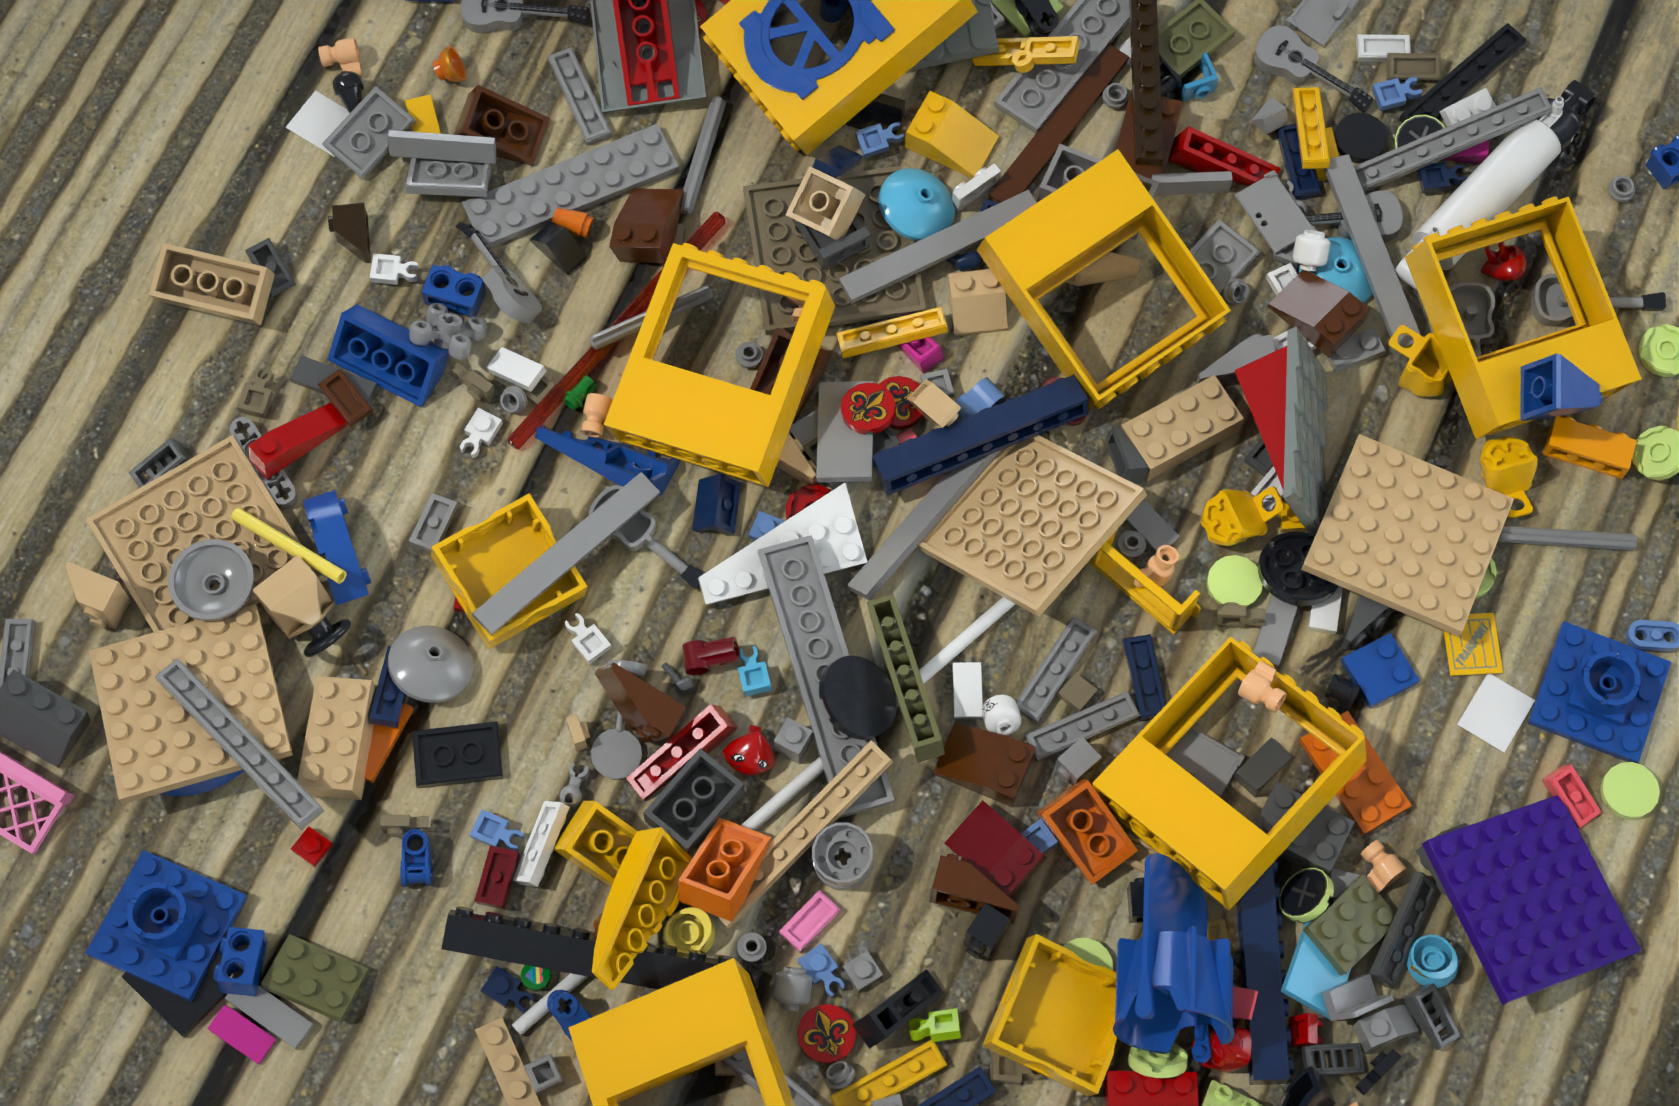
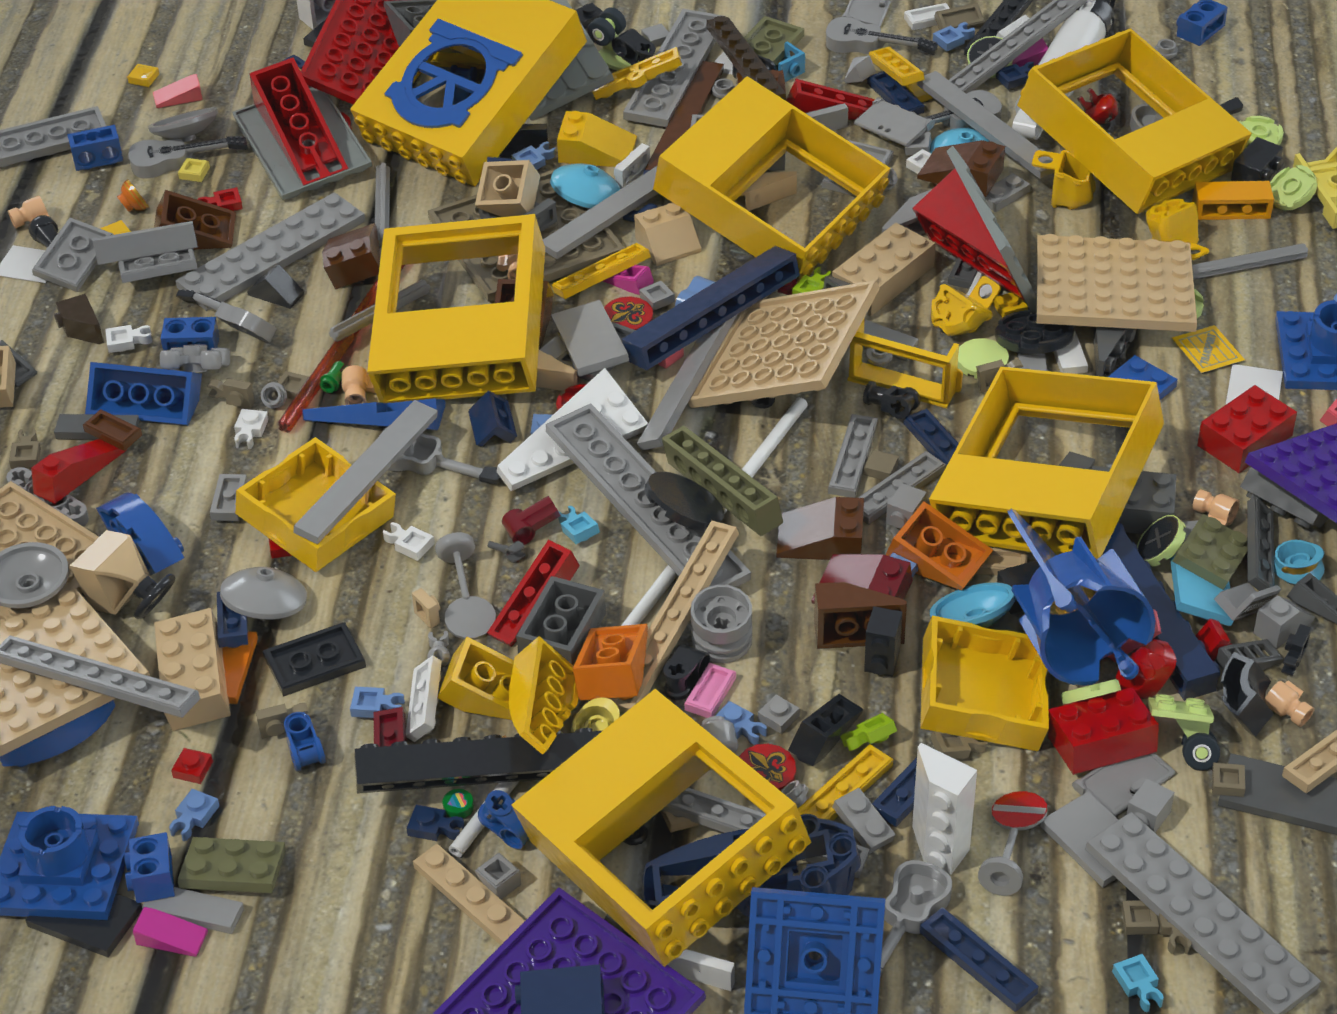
camera: 15 degrees left, 25 degrees down
(288, 545) = (89, 533): light yellow piece -> none
(300, 900) = (192, 811): none -> medium blue plate
(516, 369) = (264, 373): white tile -> none
(525, 38) = (194, 170): none -> light yellow tile
(542, 99) = (226, 199): none -> red plate
(576, 222) = (289, 264): orange cone -> none
(579, 96) = (257, 194): light grey tile -> none
(640, 704) = (477, 556): reddish brown slope -> none
(750, 753) = (602, 573): red piece -> none
(793, 740) = (636, 559): light grey brick -> none
(796, 889) = (684, 671): none -> black piece
(868, 408) = (603, 312): red tile -> none
(934, 404) = (661, 295): tan slope -> none
(967, 691) = (781, 484): white tile -> none
(1001, 715) = (820, 487): white head -> none
(1089, 915) = (976, 604): none -> medium azure dish
(1097, 426) = (812, 283): none -> lime plate
(1120, 613) = (894, 400): none -> black connector
(1160, 566) = (908, 367): light nougat piece -> none
(1257, 688) = (1043, 383): light nougat piece -> none
(1311, 250) = (936, 130): white head -> none
(1361, 137) = (943, 63): black tile -> none
(1370, 794) = (1167, 456): orange plate -> none
(1458, 774) = (1244, 426): none -> red brick
(1555, 389) = (1188, 139): blue slope -> none
(1640, 401) = (1258, 161): none -> black brick

